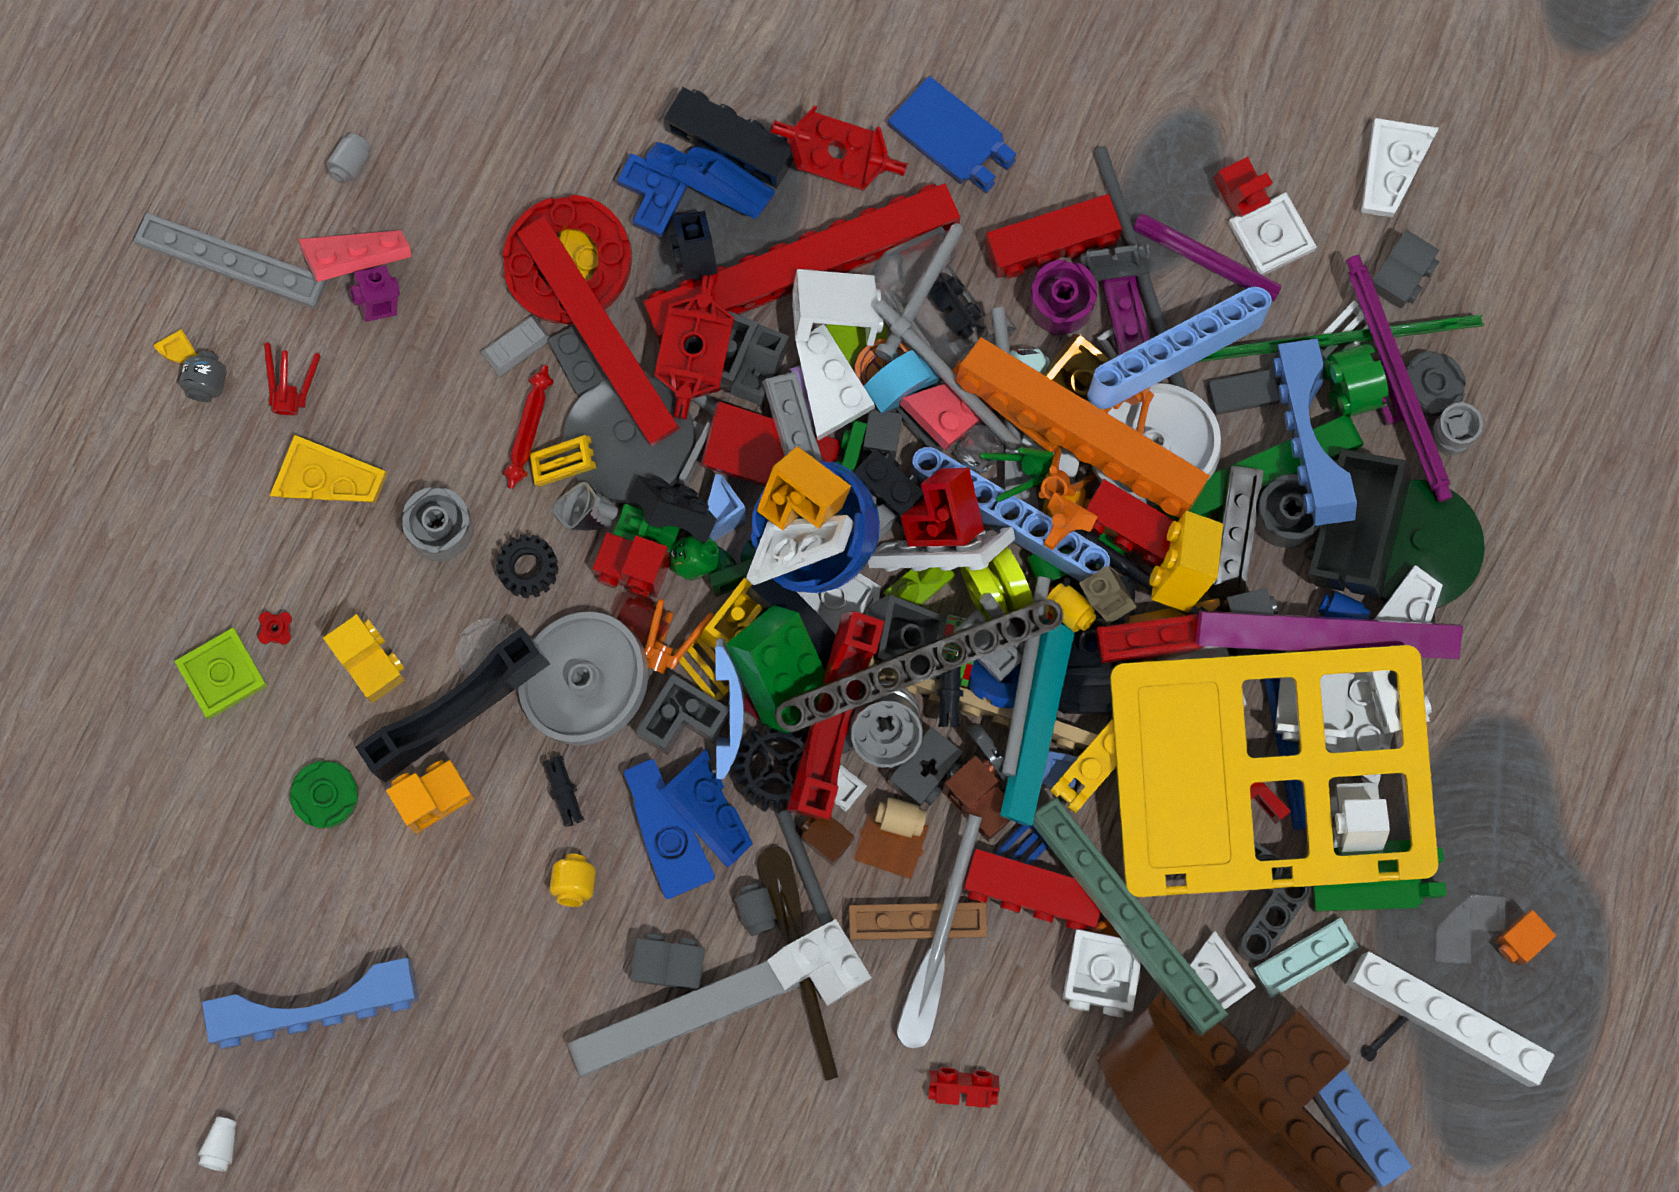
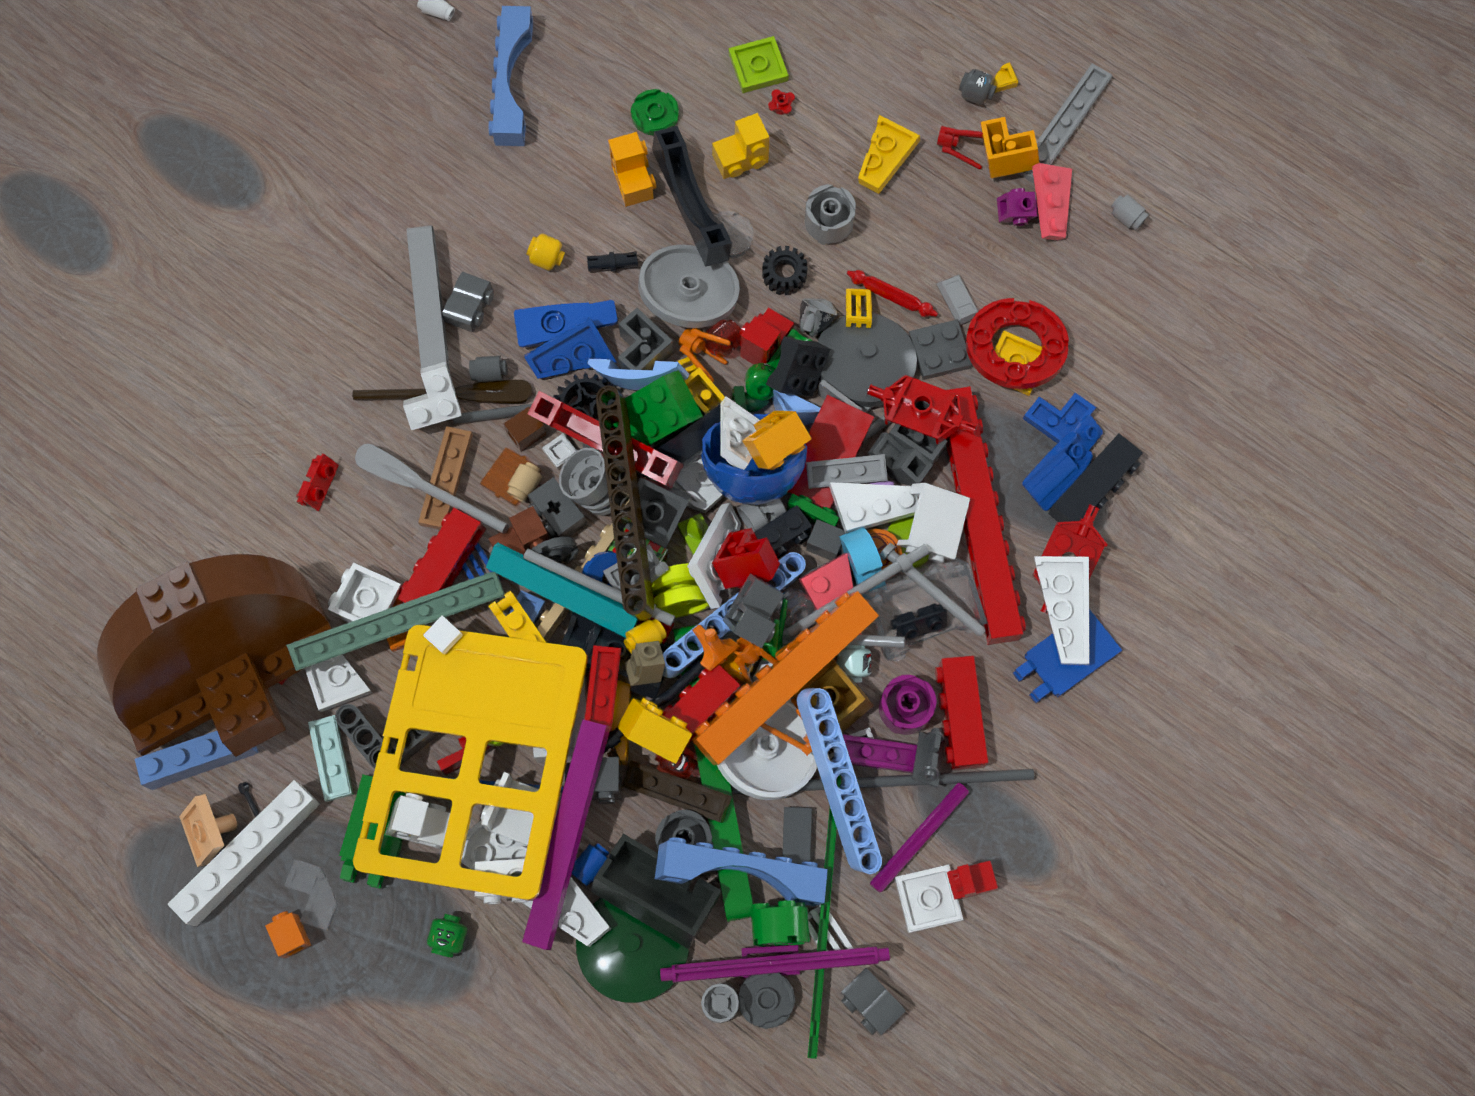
camera: 105 degrees right, 5 degrees down
(303, 318) = (1006, 152): none -> light orange brick
(598, 331) = (952, 347): red tile -> none
(693, 246) = (1007, 431): black brick -> none
(891, 140) = (1066, 597): none -> white wing
(950, 697) = (601, 532): black pin -> none
(1016, 482) = (752, 611): none -> dark grey brick
(1135, 847) = (443, 635): none -> white tile
(1392, 162) = (971, 1021): white wing -> none
(1439, 1074) = (204, 830): none -> light nougat tile
(1471, 754) = (447, 936): none -> green head

